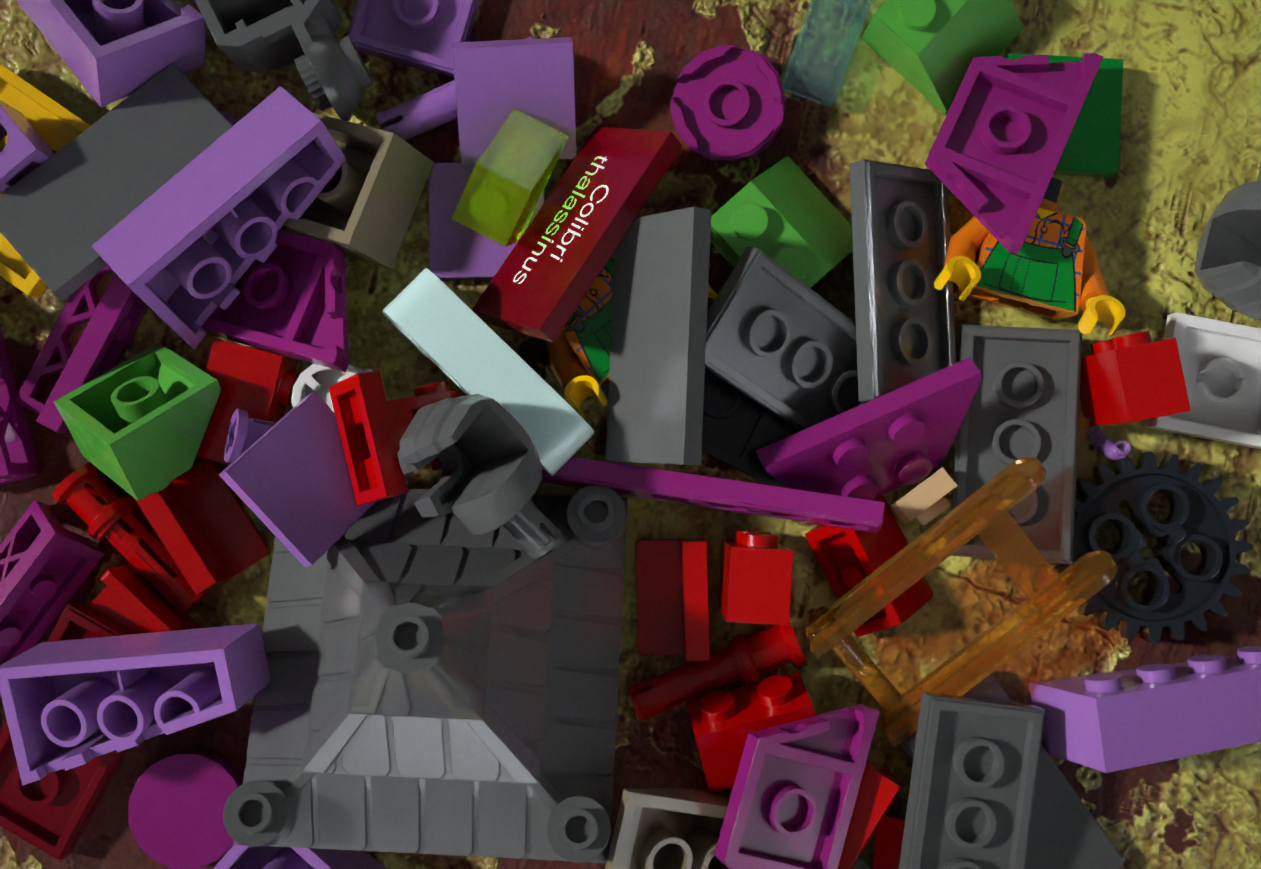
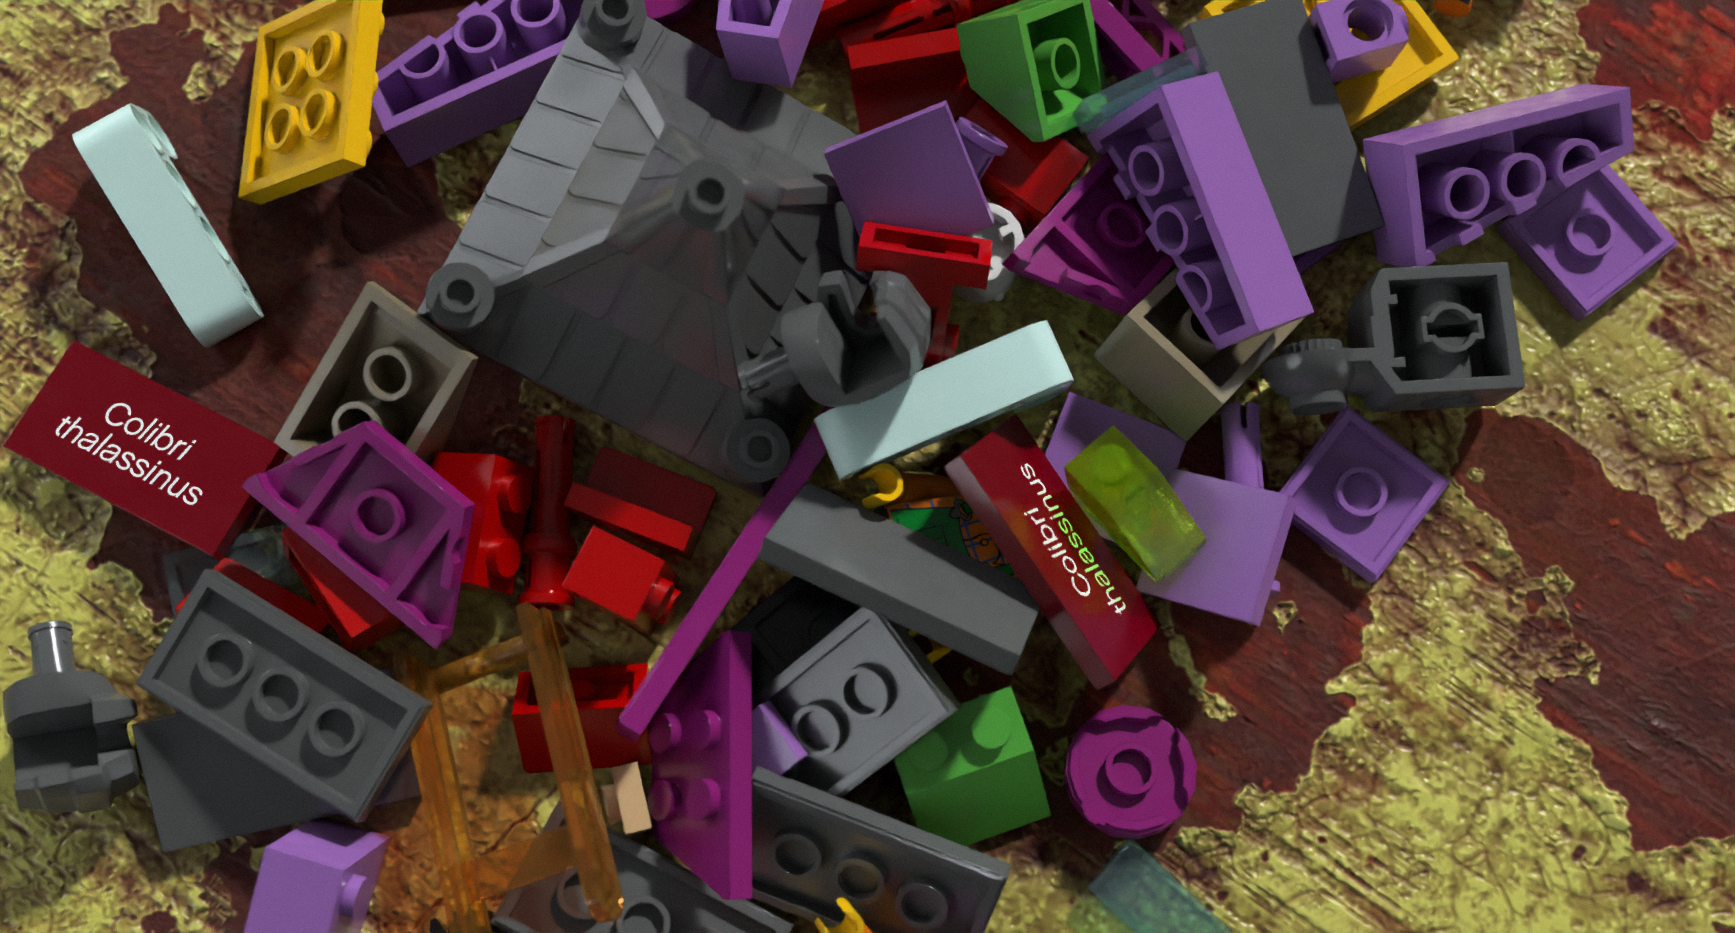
camera: 120 degrees right, 10 degrees down
(134, 312) = (1112, 100): none -> clear light blue tile
(833, 396) = (773, 742): none -> medium lavender tile

